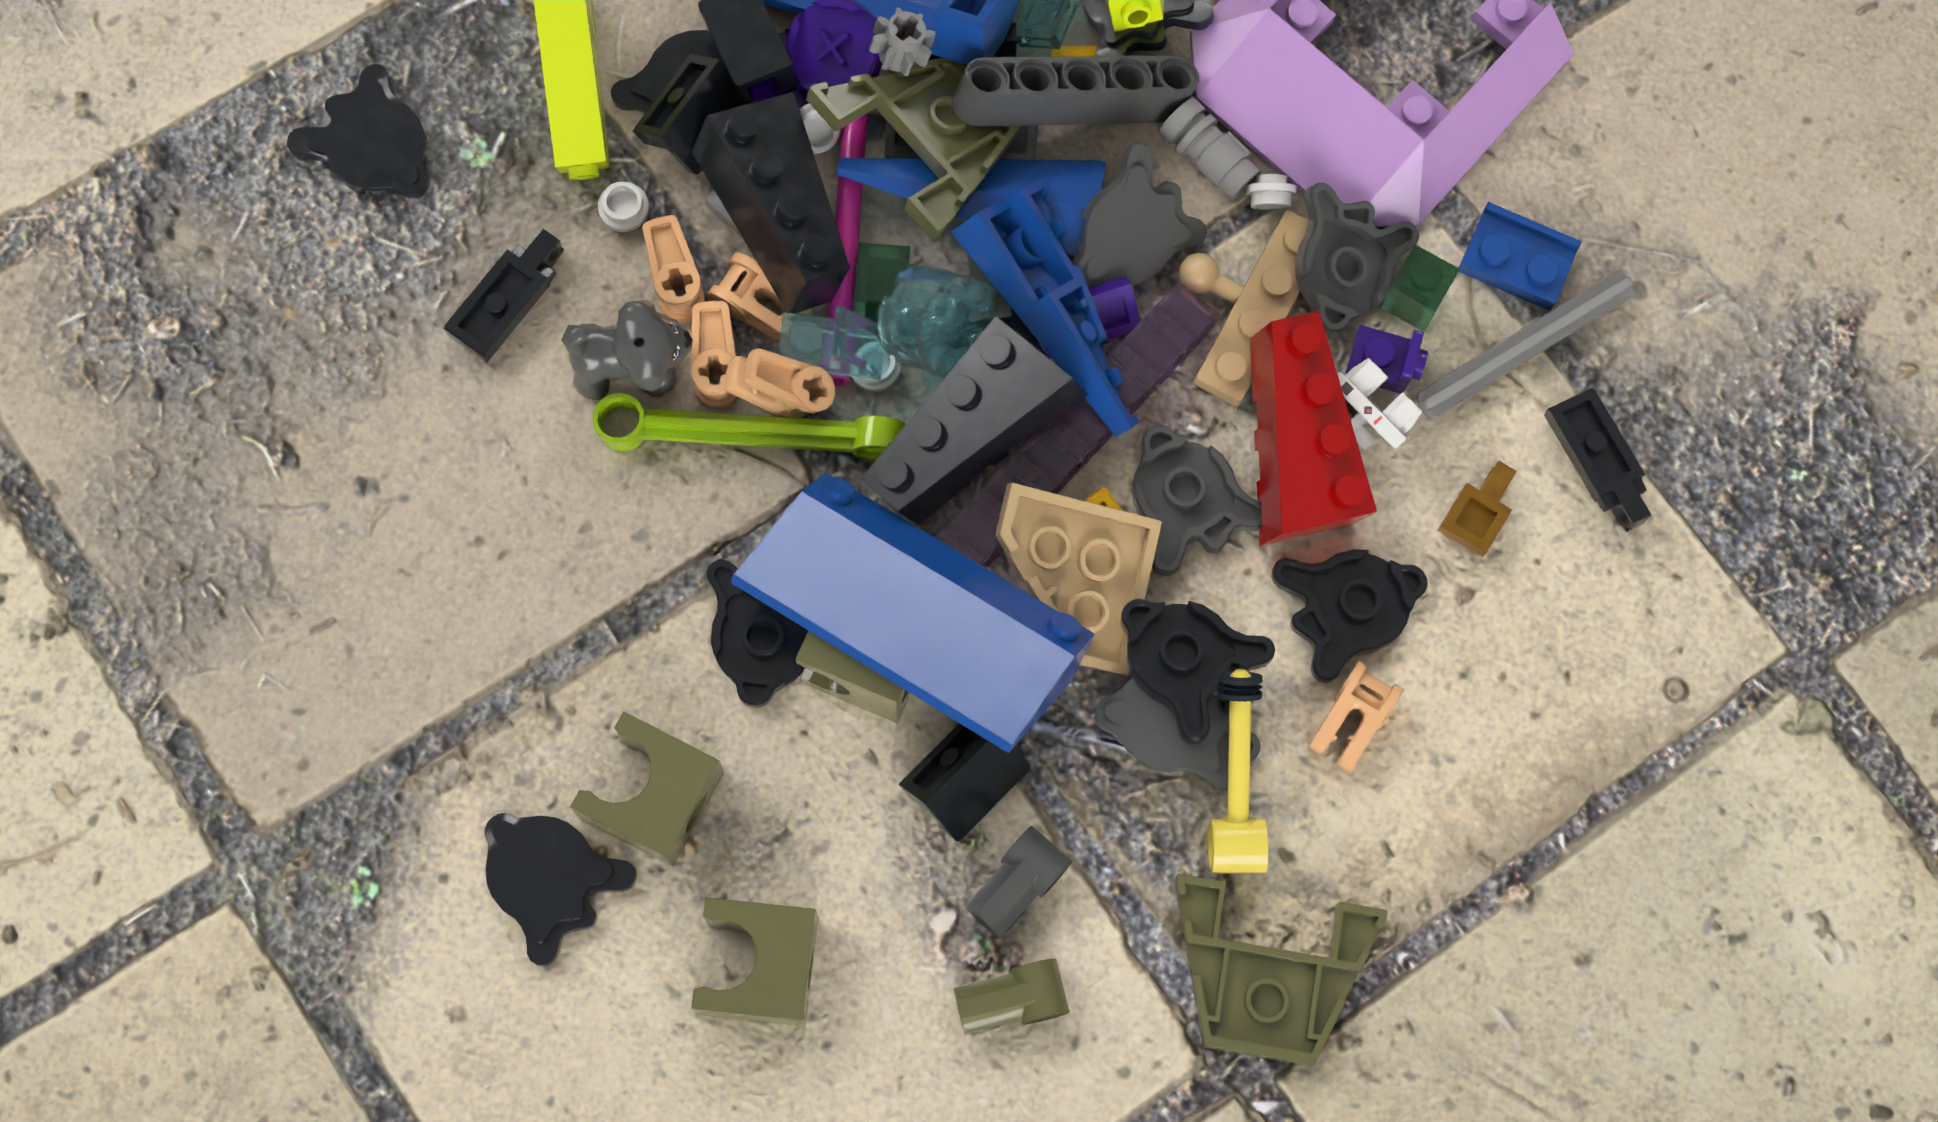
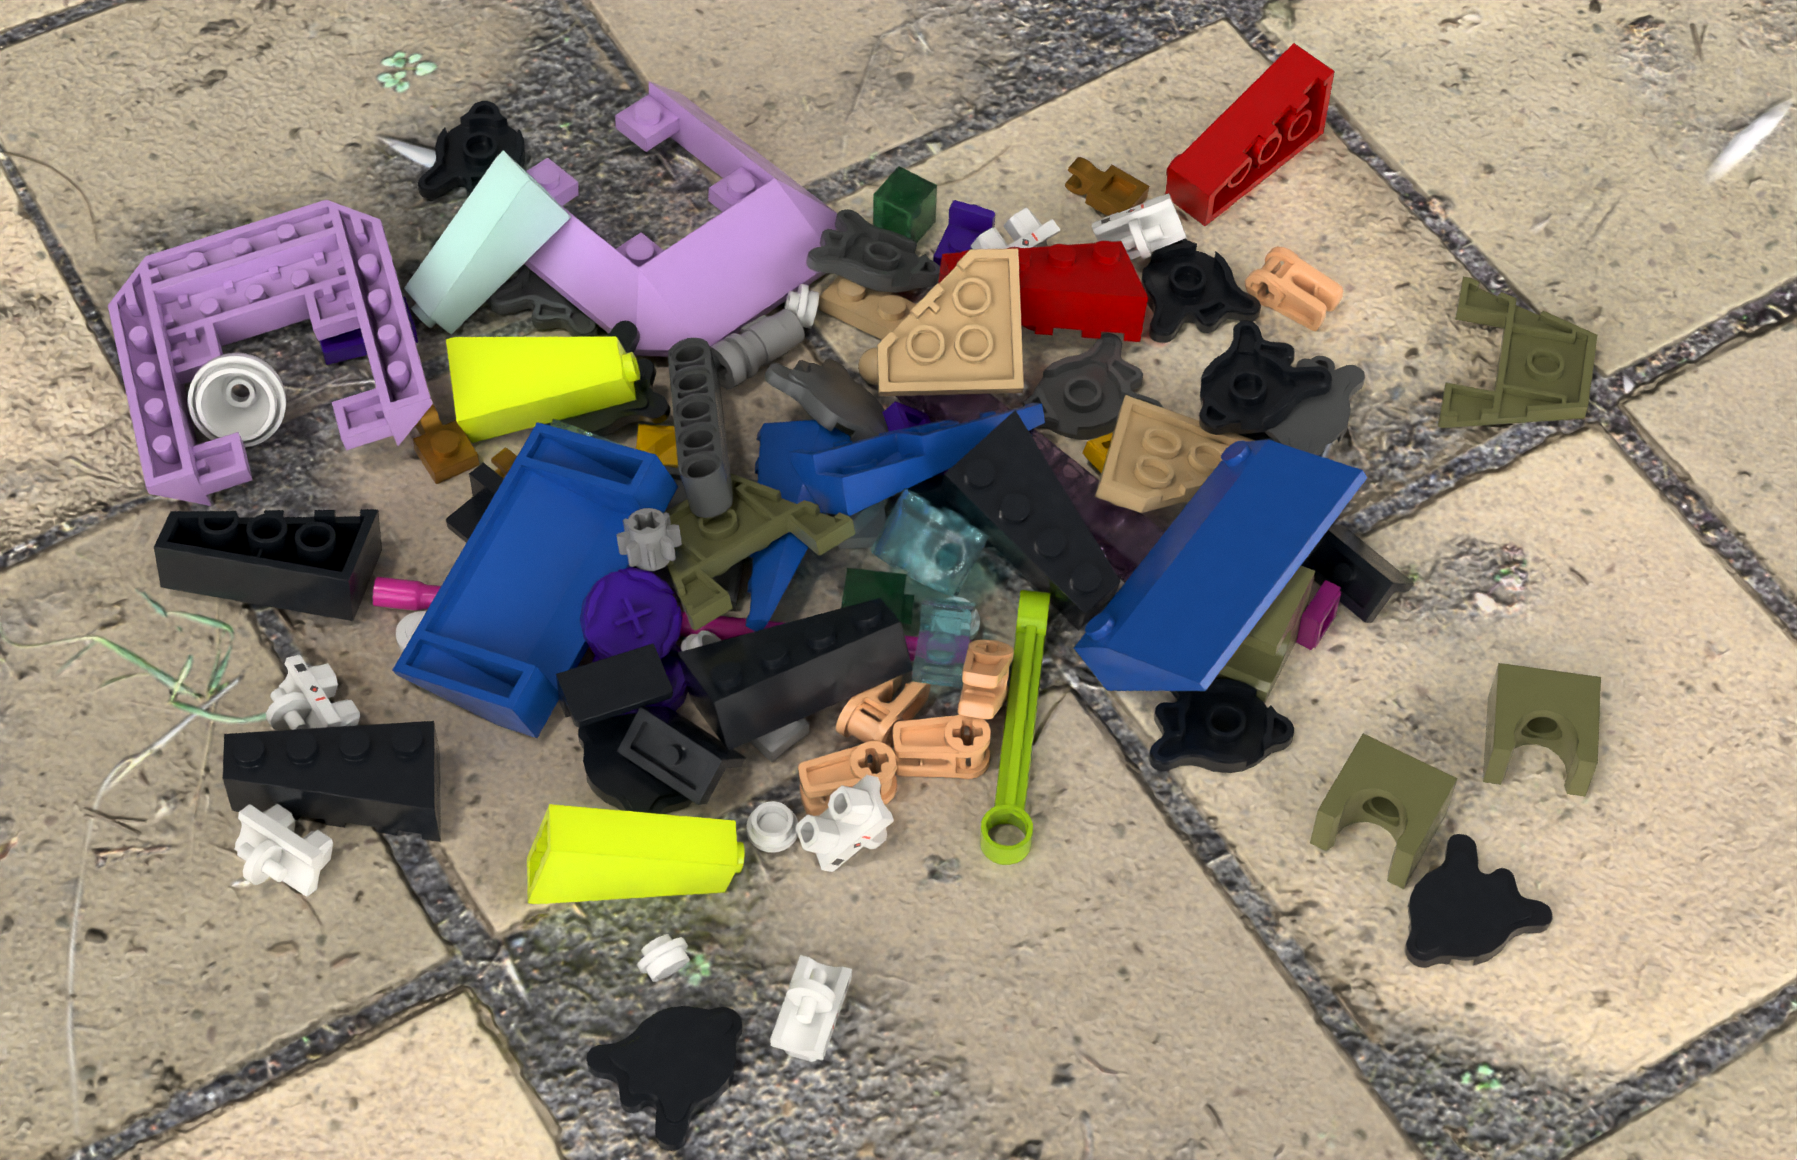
camera: 85 degrees left, 20 degrees down
(413, 245) = (810, 1009): none -> white hips
(473, 117) = (663, 957): none -> white plate
(505, 296) = (867, 931): black hinge -> none
(612, 267) = (852, 821): none -> white hips
(638, 347) = (945, 806): dark grey animal -> none
(896, 731) = (1319, 615): none -> magenta tile
(1025, 995) = (1554, 534): olive piece -> none
(1026, 872) = (1443, 524): dark grey piece -> none
(1205, 334) = (960, 334): none -> tan plate
(1237, 840) = (1407, 367): light yellow piece -> none
(1407, 535) = (1143, 227): none -> white hips
(1519, 256) = (871, 147): blue plate -> none
(1525, 344) = (954, 147): light grey axle -> none
(1568, 665) = (1253, 136): none -> red wedge
(1601, 457) = (1061, 107): black hinge -> none

